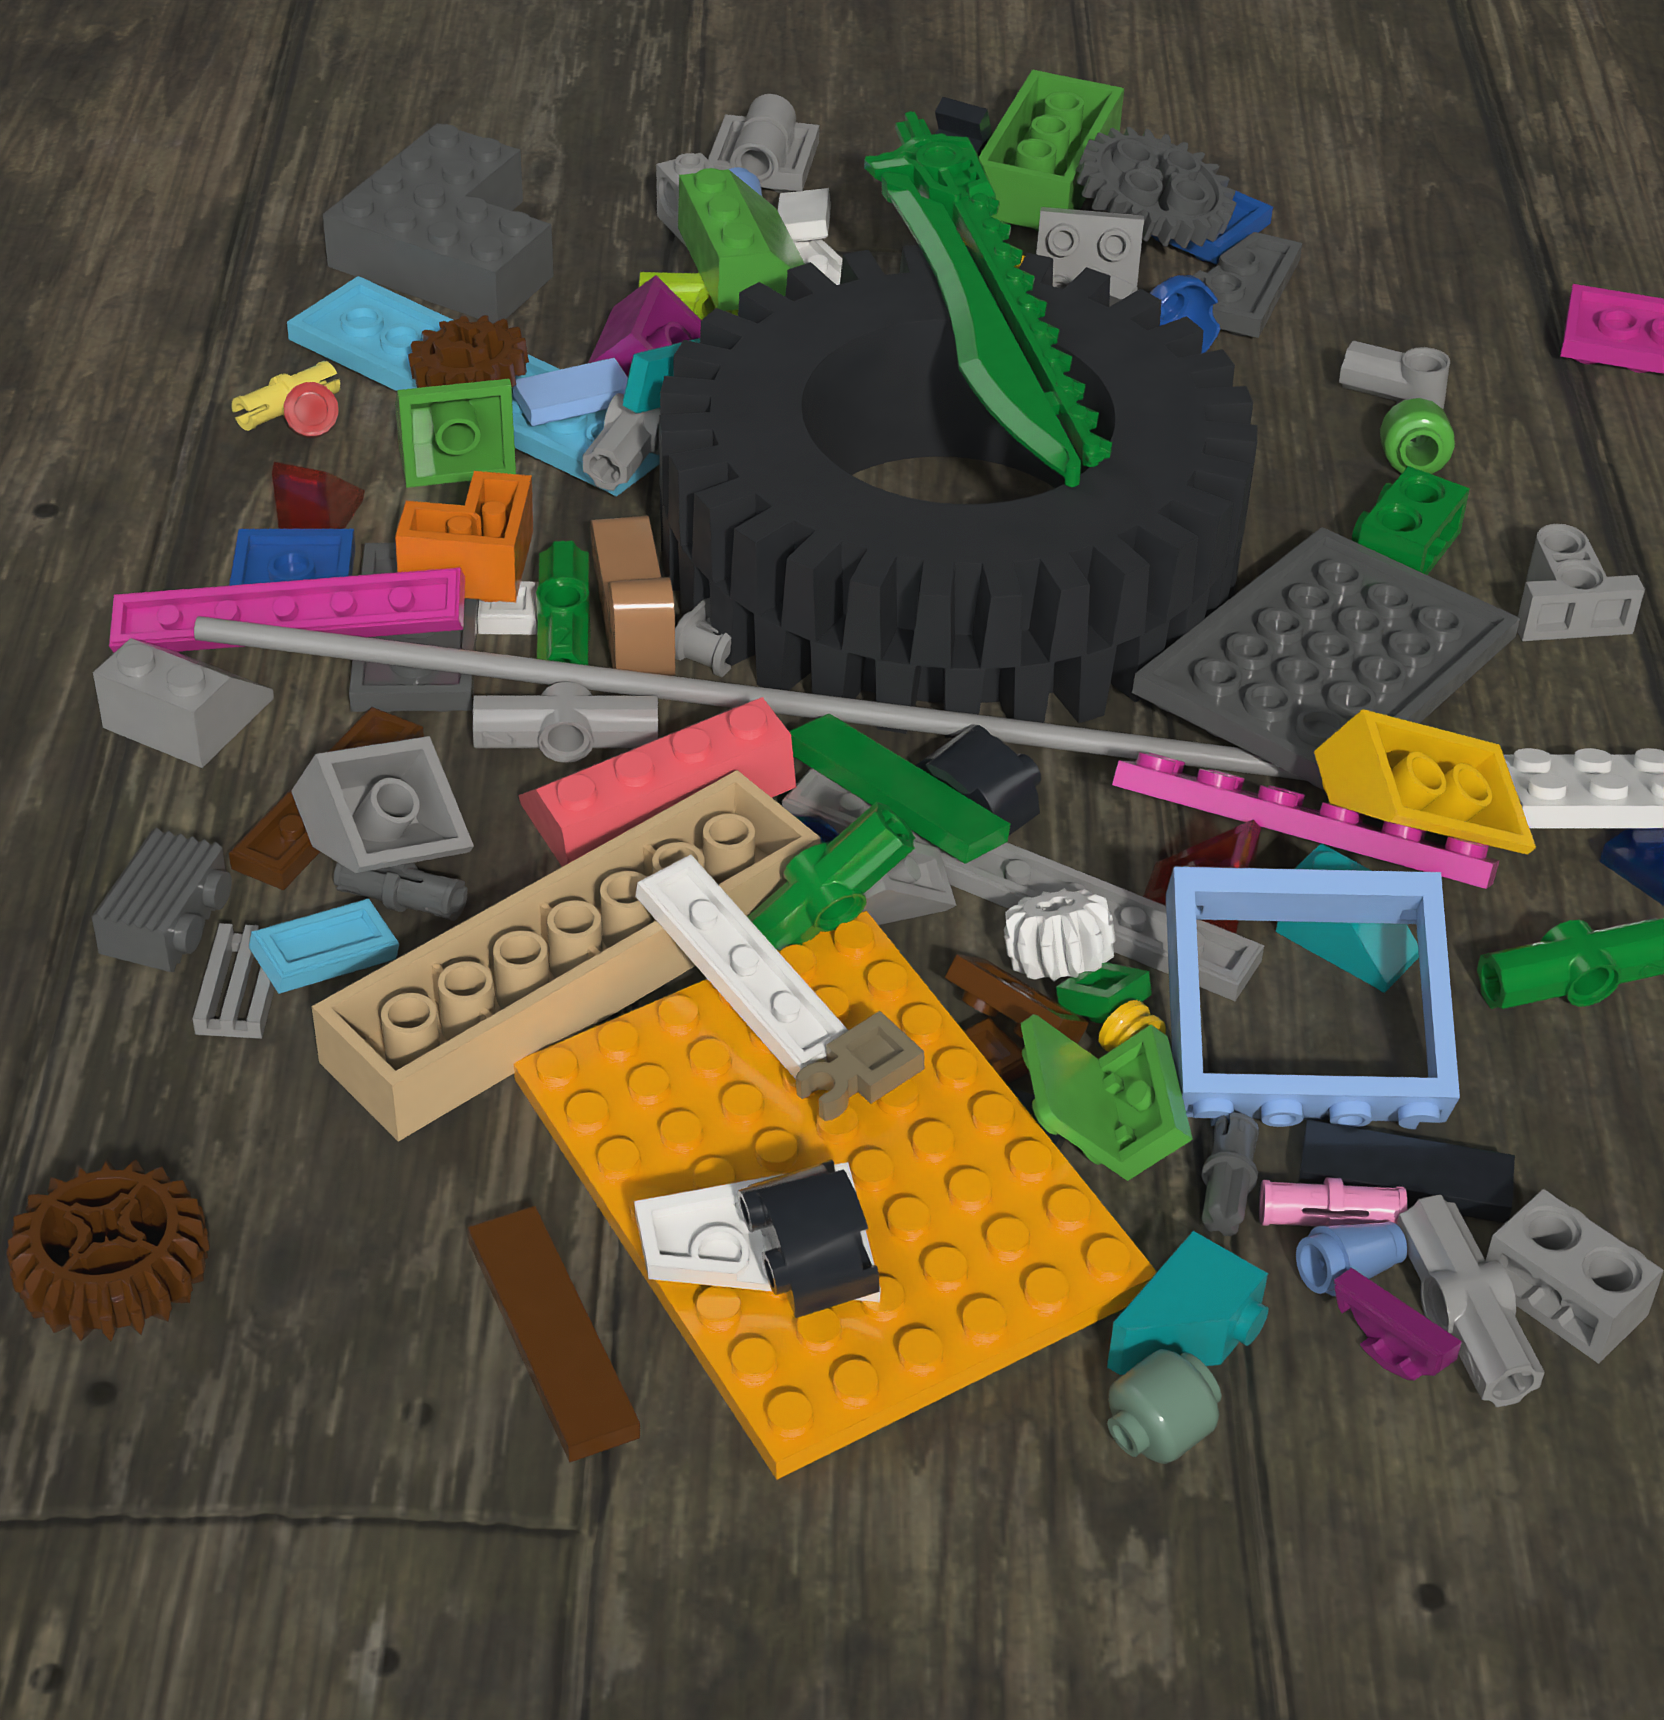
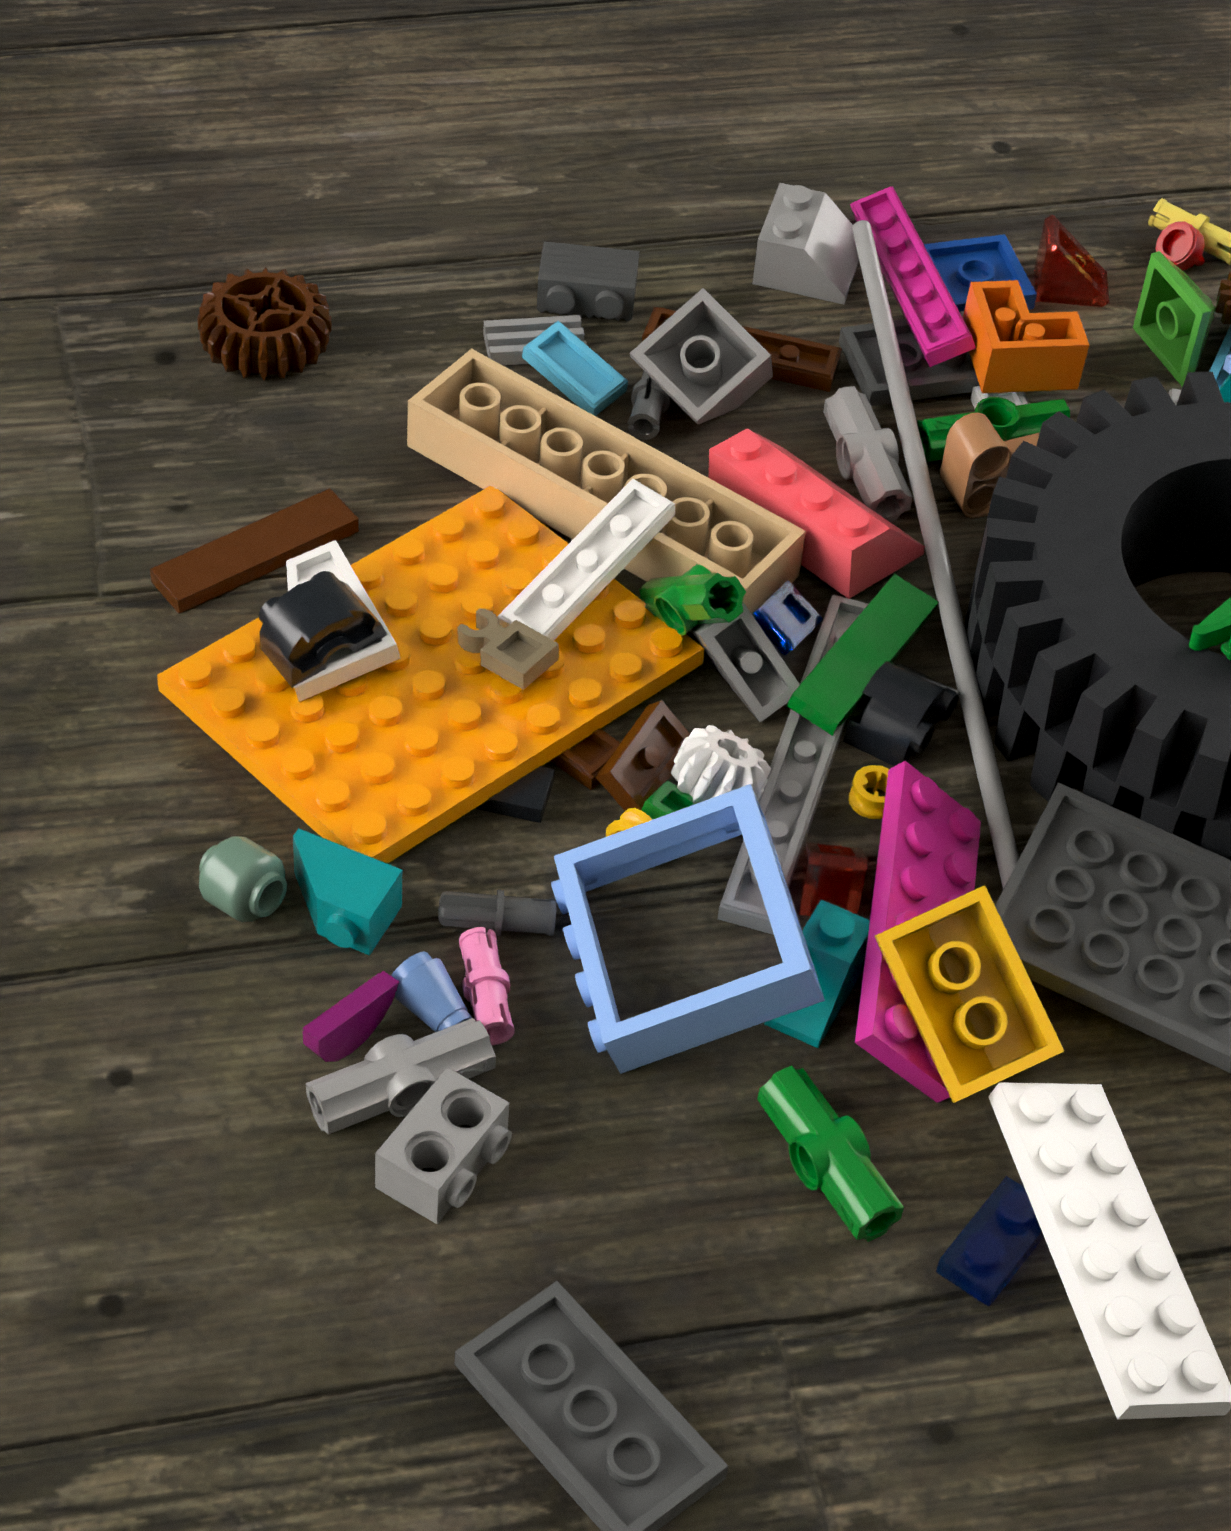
camera: 75 degrees right, 5 degrees up
(1081, 833) = (861, 800): none -> yellow bush
(1115, 1107) = (538, 800): bright green bracket -> none
(1469, 1177) = (543, 1040): black tile -> none

